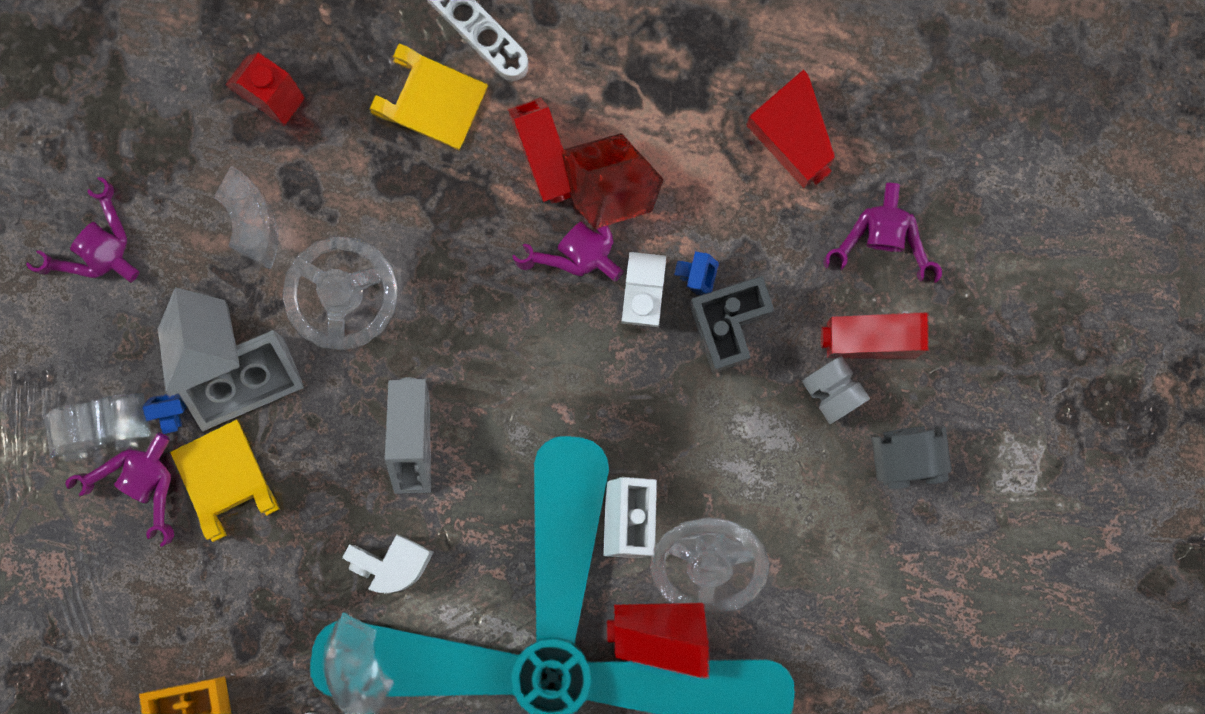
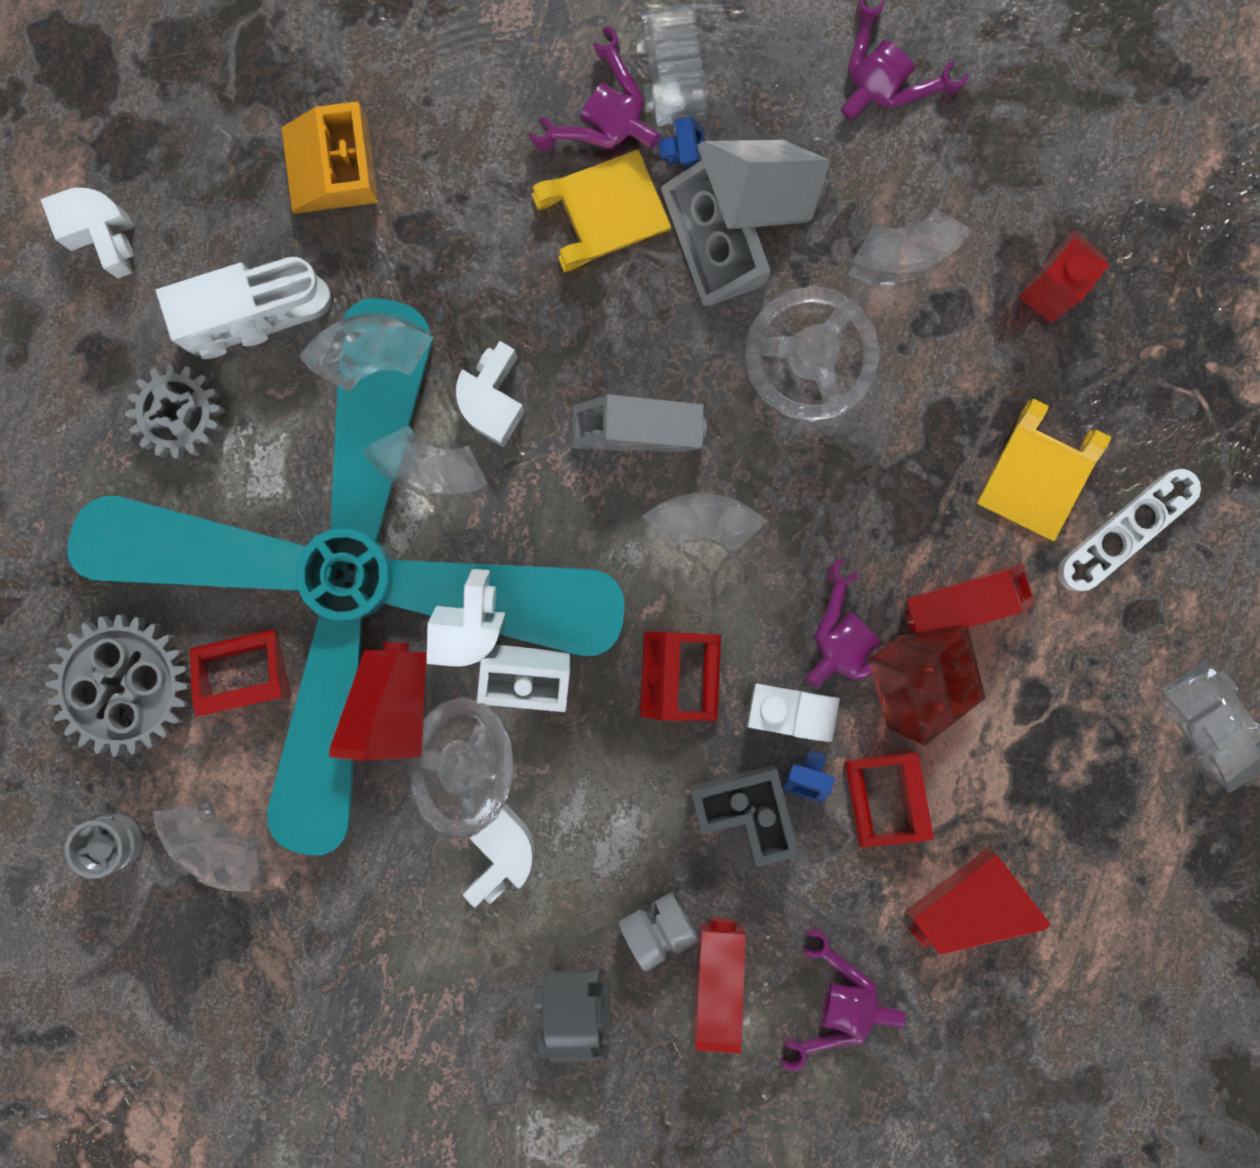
camera: 90 degrees right, 5 degrees up
(455, 617) = (423, 468): none -> clear brick
(485, 374) = (703, 518): none -> clear brick
(595, 567) = (469, 632): none -> white brick
(620, 401) = (661, 676): none -> red tile
(707, 187) = (912, 793): none -> red tile
(782, 518) = (510, 849): none -> white brick

